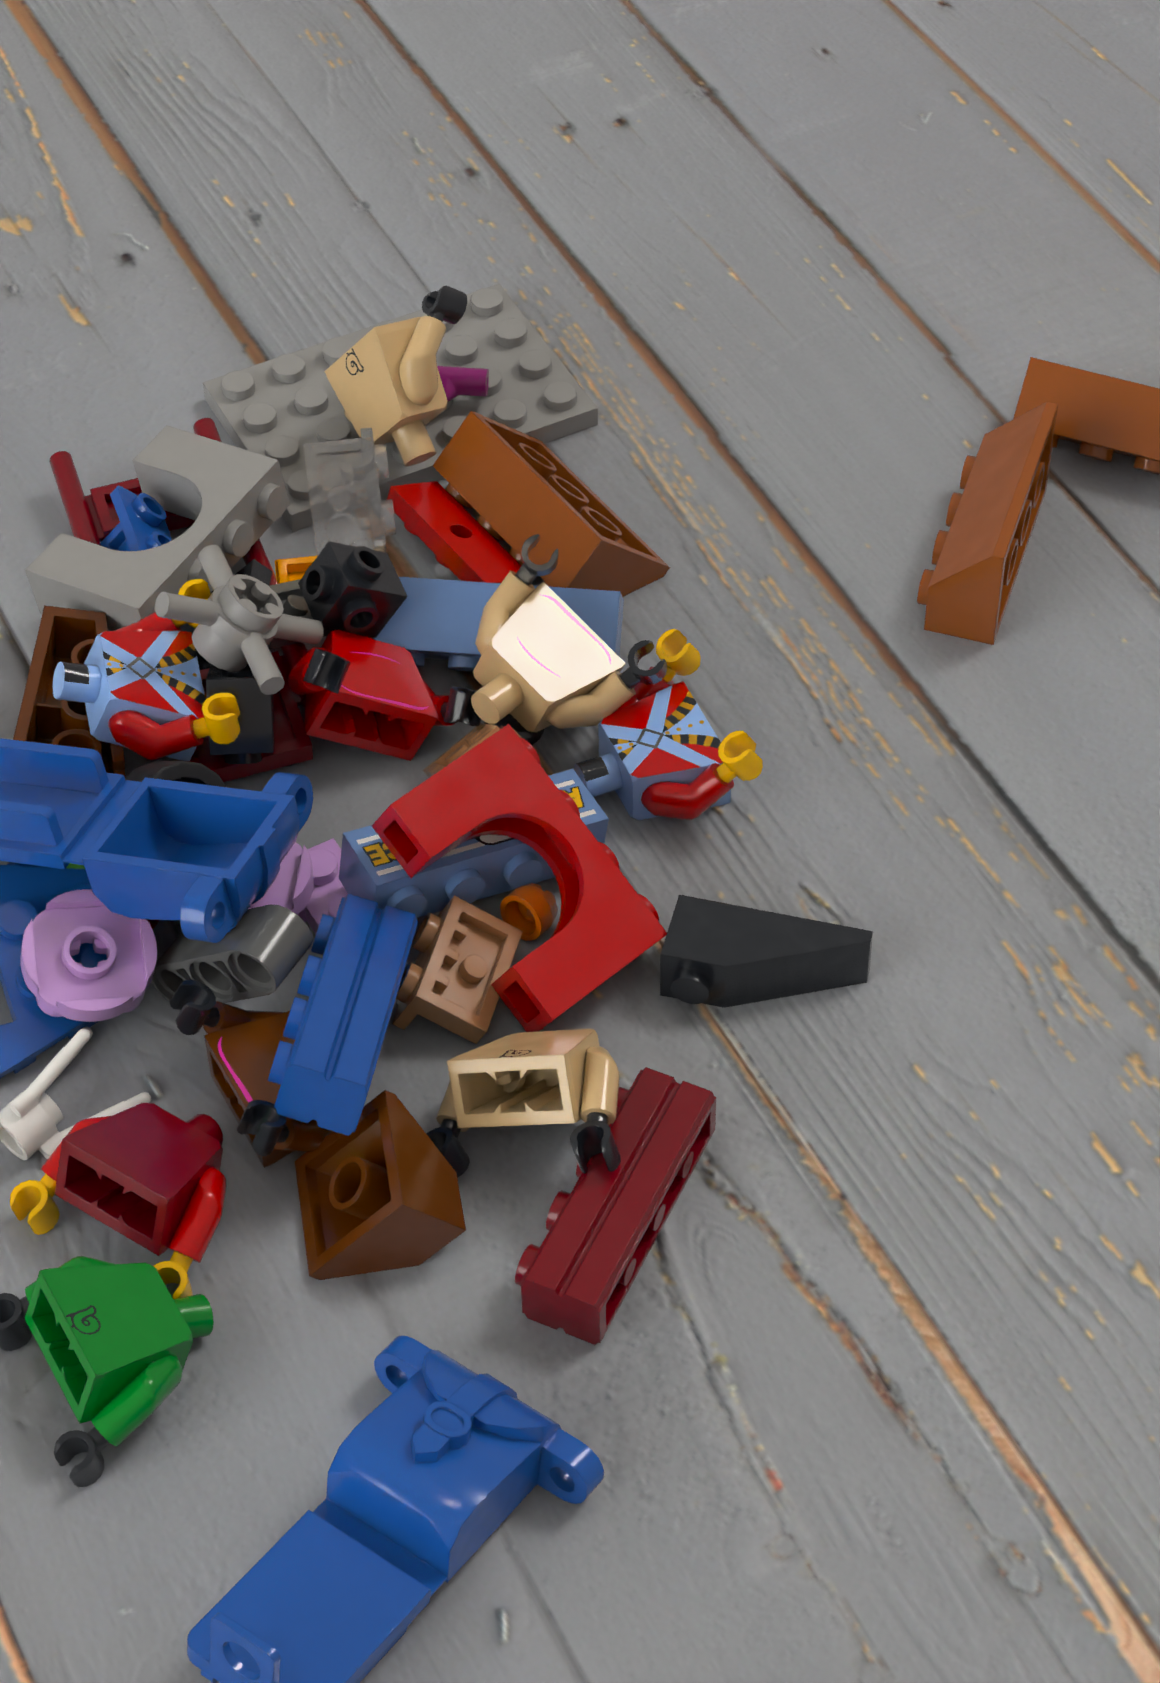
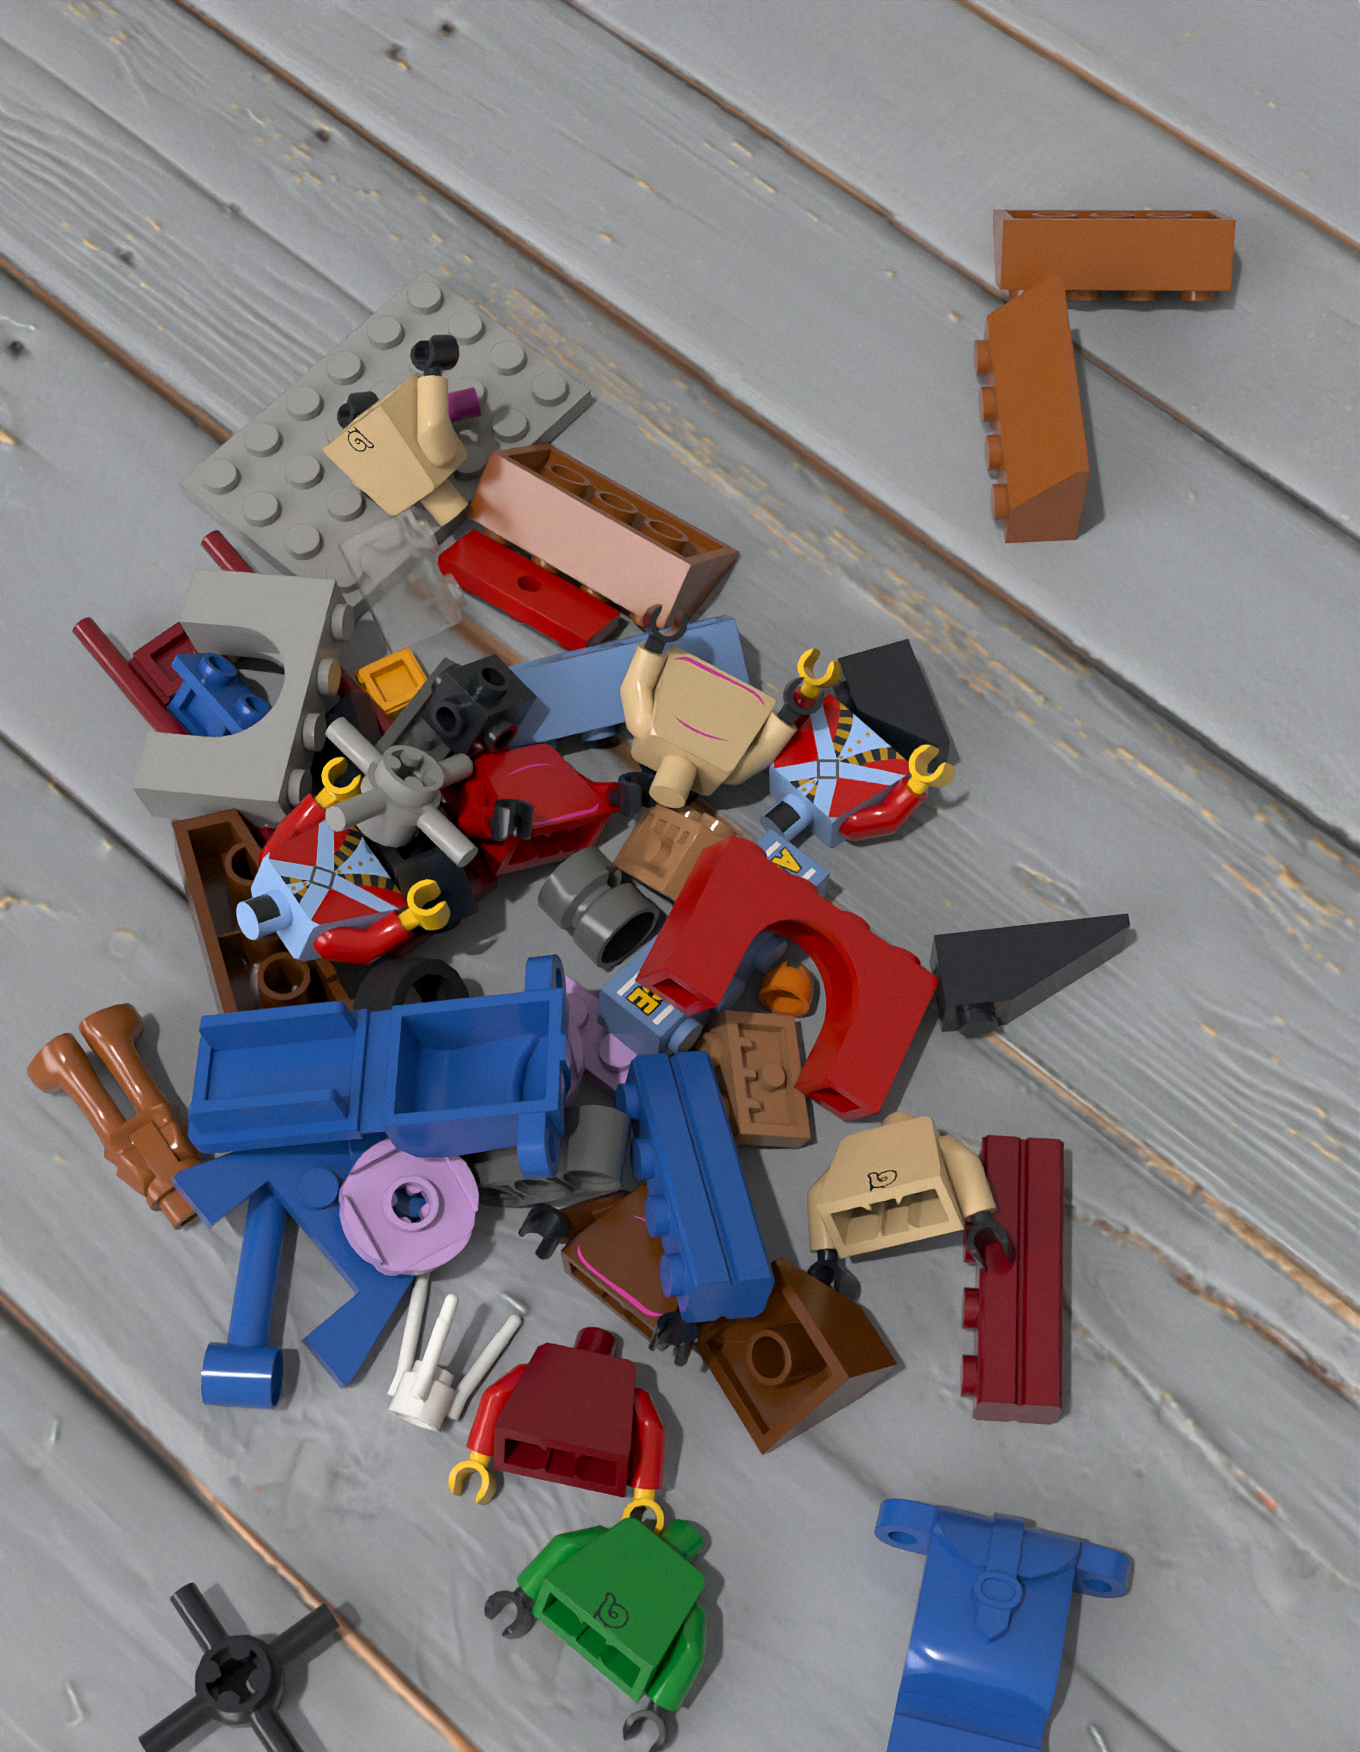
camera: 20 degrees left, 15 degrees up
(377, 773) = (606, 914): none -> dark grey wheel
(742, 697) = (892, 699): none -> black slope

